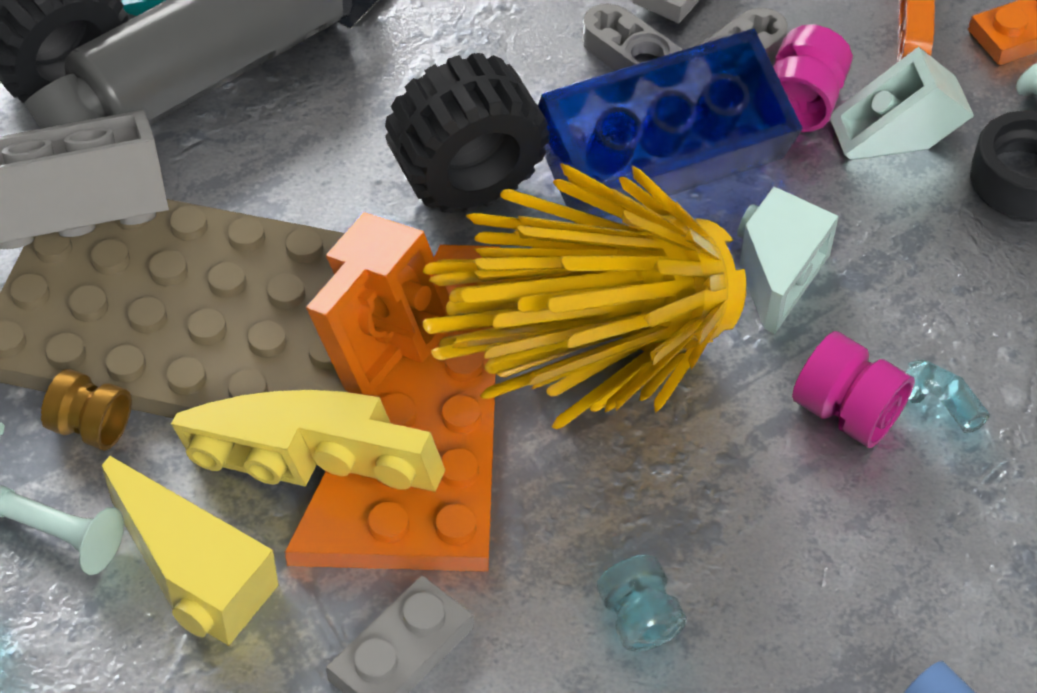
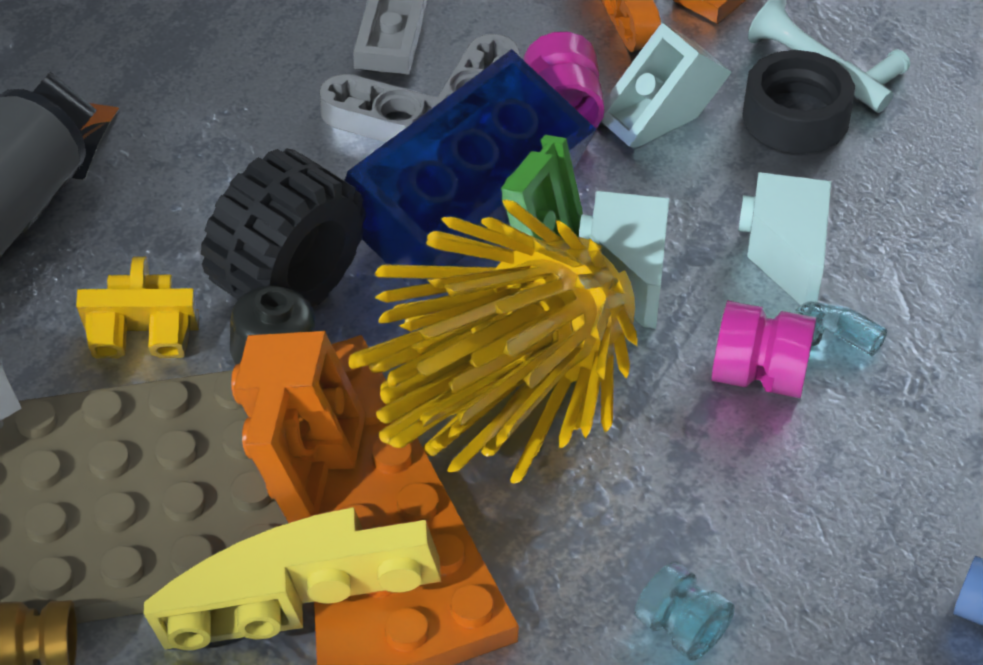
camera: 25 degrees left, 5 degrees down
(323, 150) = (138, 304): none -> yellow hips
(418, 203) = (268, 312): none -> pearl dark grey head
(717, 176) = (546, 188): none -> bright green plate
(946, 286) = (788, 231): none -> light aqua slope

